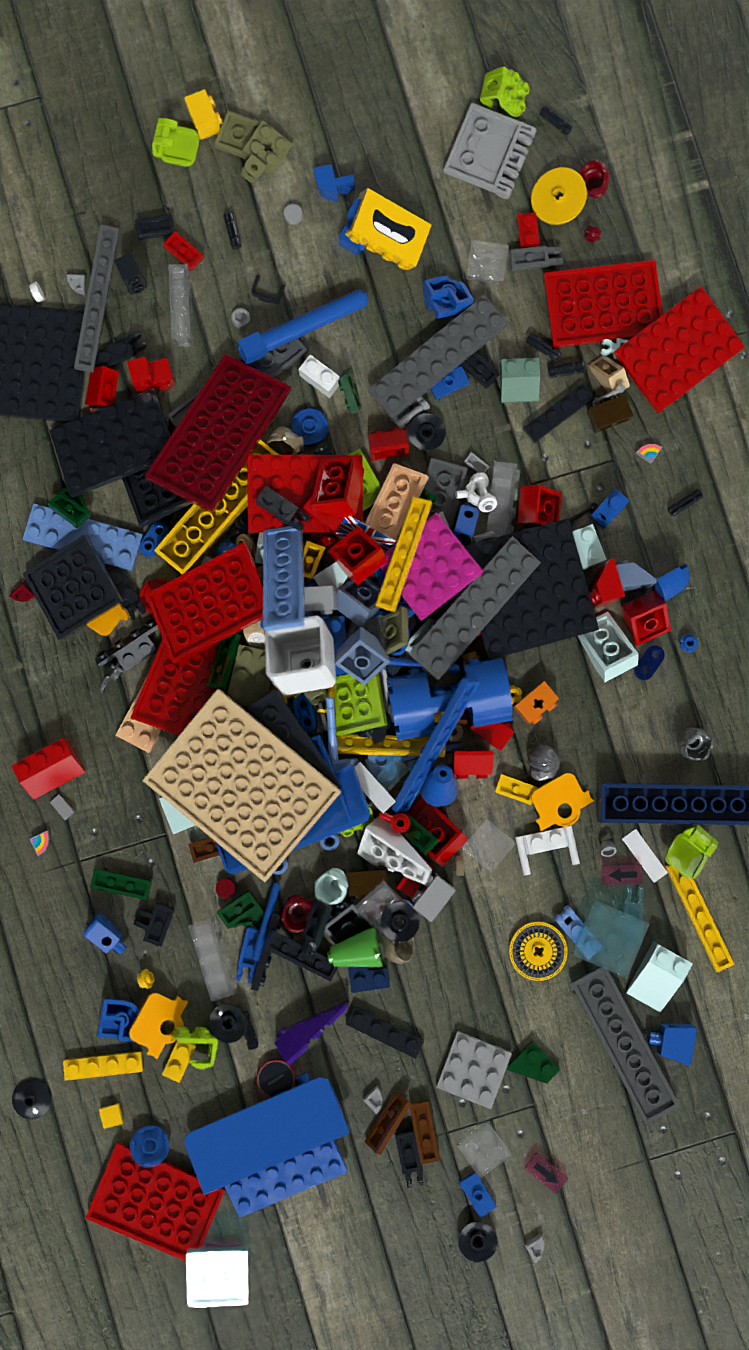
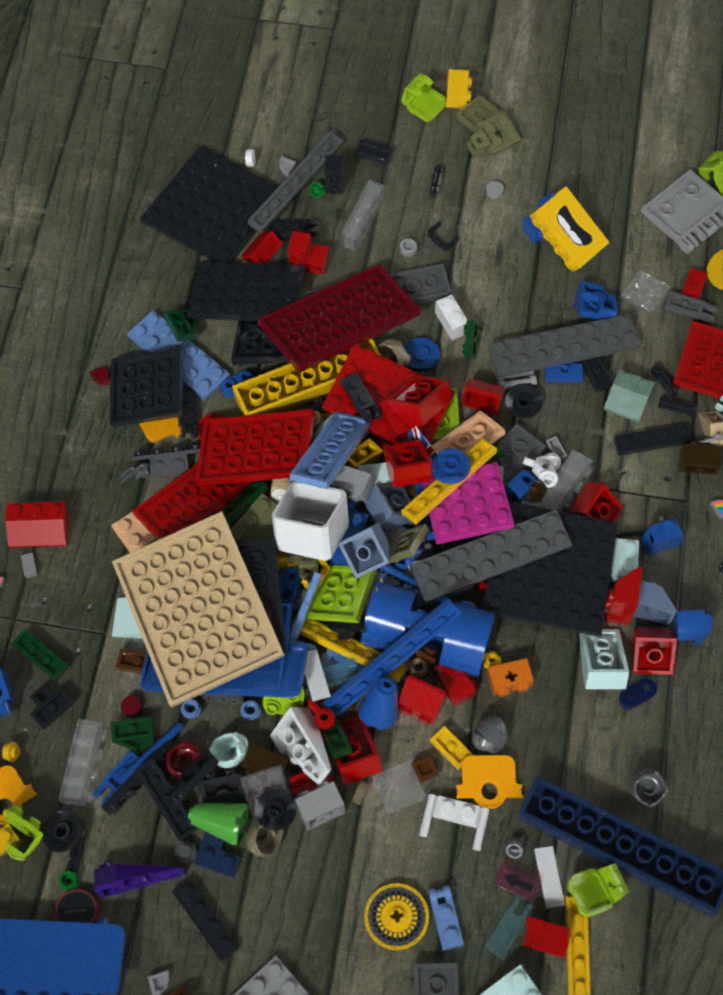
camera: 30 degrees right, 20 degrees down
(121, 296) = (317, 190): none -> green plate
(183, 251) = (387, 177): red plate -> none
(250, 1058) = (62, 880): none -> green plate
(257, 345) = (408, 268): blue brick -> none
(329, 186) = (537, 181): blue brick -> none
(339, 987) = (185, 852): none -> dark grey plate
(399, 540) = (451, 466): none -> blue tile
(483, 520) = (537, 490): none -> dark brown tile
(502, 819) = (425, 769): none -> reddish brown plate
(610, 938) = (475, 937): clear light blue plate -> none
(667, 908) = (547, 937): none -> red panel
(688, 648) = (680, 693): blue plate -> none

